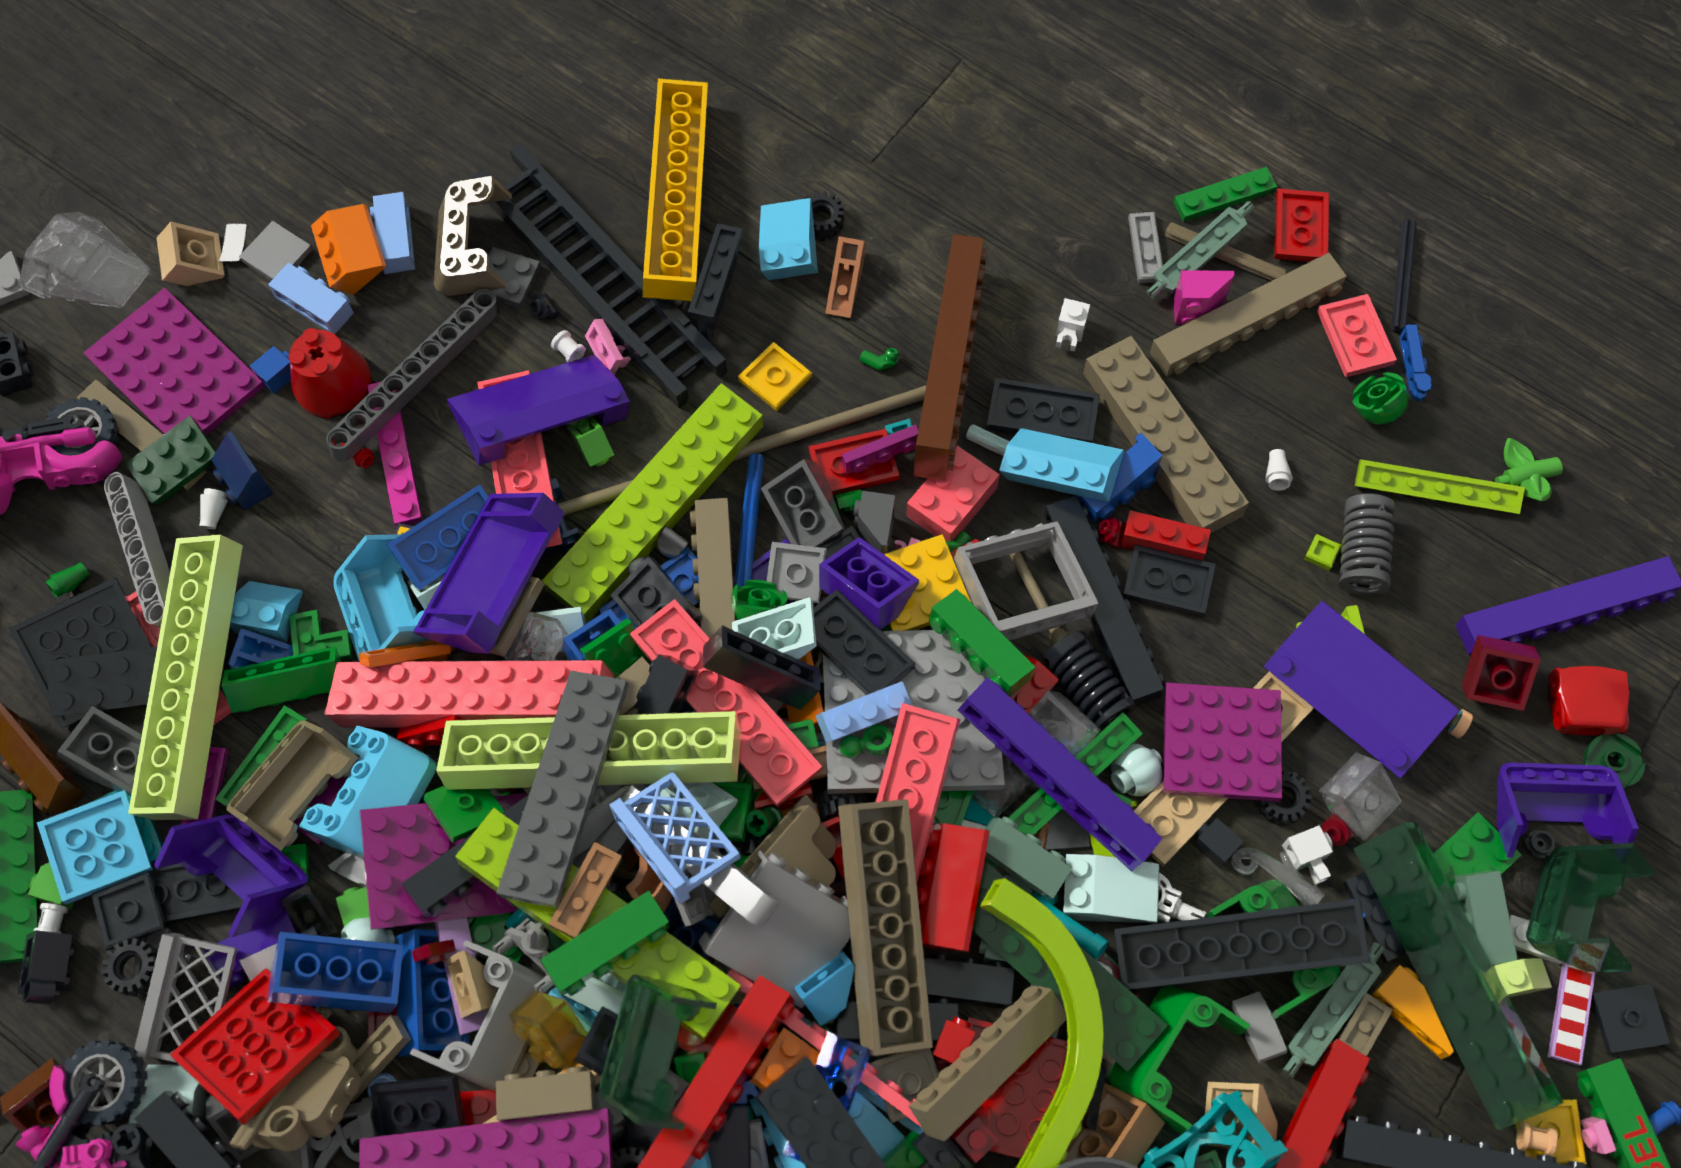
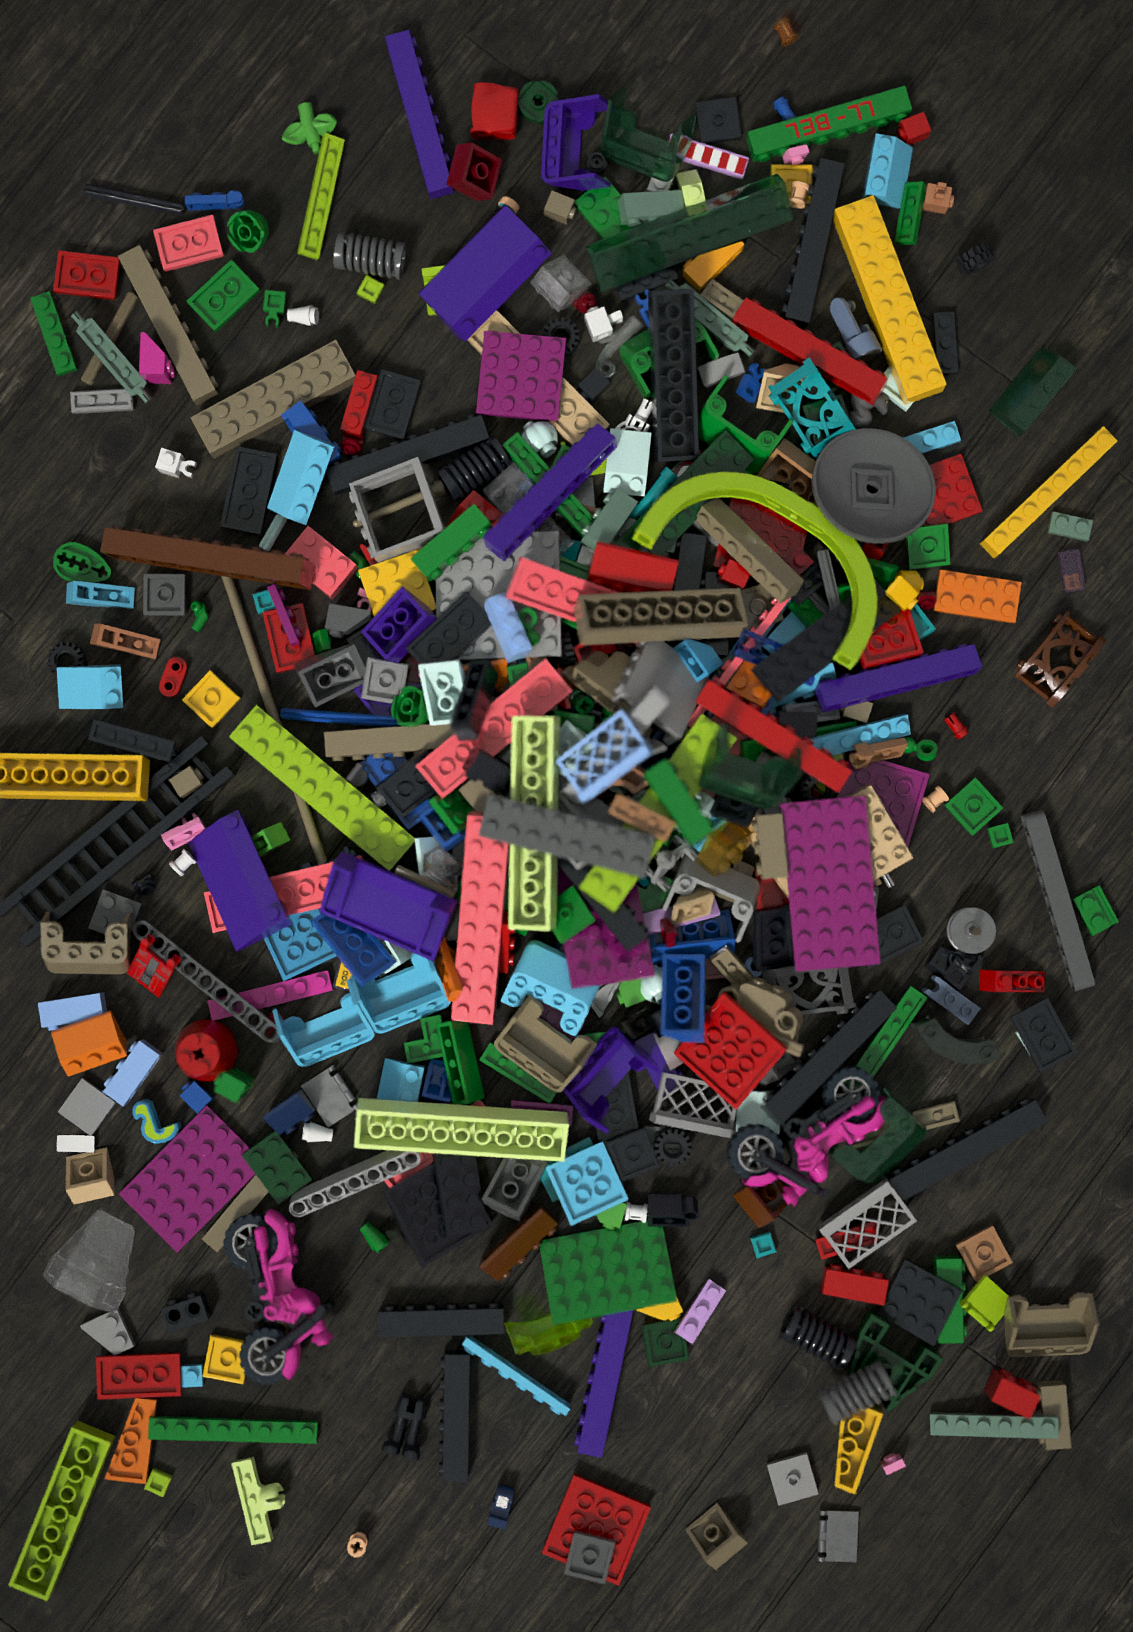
camera: 90 degrees left, 20 degrees up
(244, 319) = (151, 1126): none -> dark azure animal
(259, 524) = (330, 1096): none -> flat silver piece
(278, 402) = (234, 1084): none -> green brick
(333, 505) = (326, 1034): none -> medium azure windscreen
(435, 310) = (150, 969): none -> red flag
(451, 474) = (298, 946): none -> dark azure plate
(667, 344) = (187, 781): none -> dark tan brick
(801, 333) = (175, 677): none -> red plate
(903, 249) = (99, 595): none -> medium azure slope
(905, 319) = (164, 595): none -> dark grey plate
(929, 224) = (82, 554): none -> green piece
(1240, 1068) = (750, 385): none -> blue plate
(1288, 434) = (274, 304): none -> green plate
(1293, 376) = (223, 296): none -> green plate
(1467, 792) = (560, 207): none -> dark tan brick

